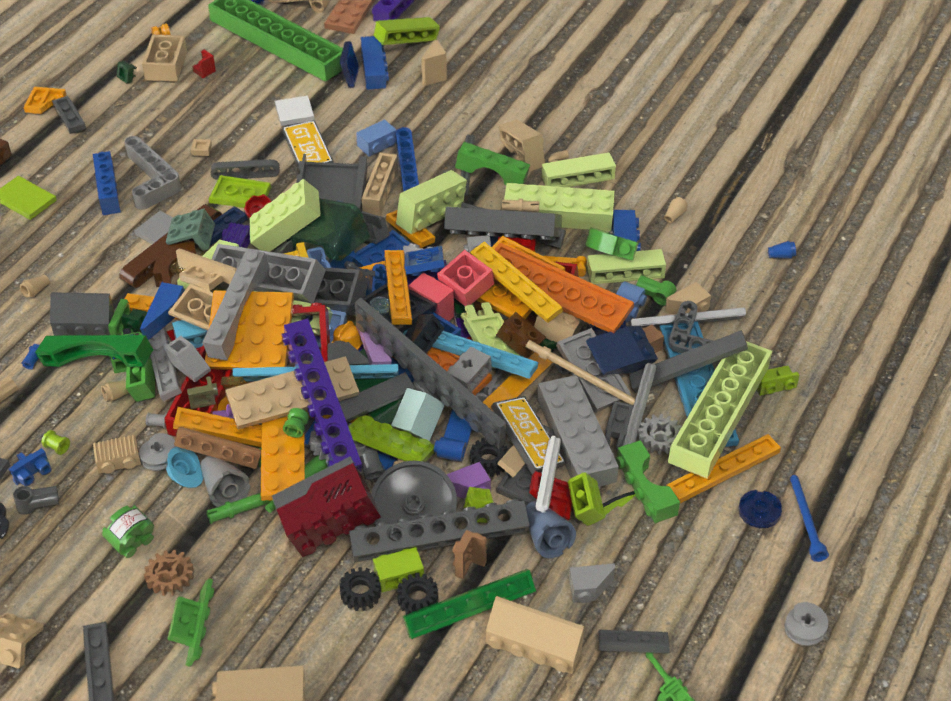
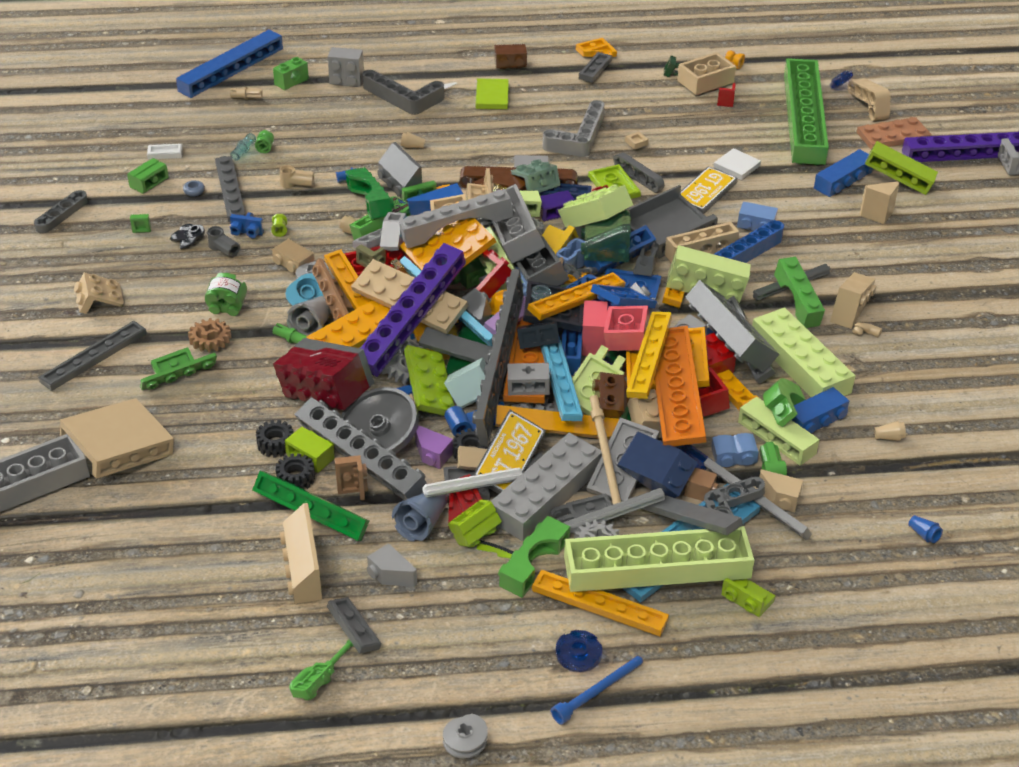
camera: 55 degrees right, 5 degrees down
(106, 183) = (544, 117): blue brick -> none
(296, 421) = (379, 312): bright green wheel -> none
(349, 64) = (817, 158): clear blue tile -> none
(372, 466) = (383, 376): dark grey piece -> none
(478, 498) = (412, 454): lime brick -> none
(520, 205) = (762, 325): tan pin -> none
(579, 171) = (863, 348): yellowish green brick -> none

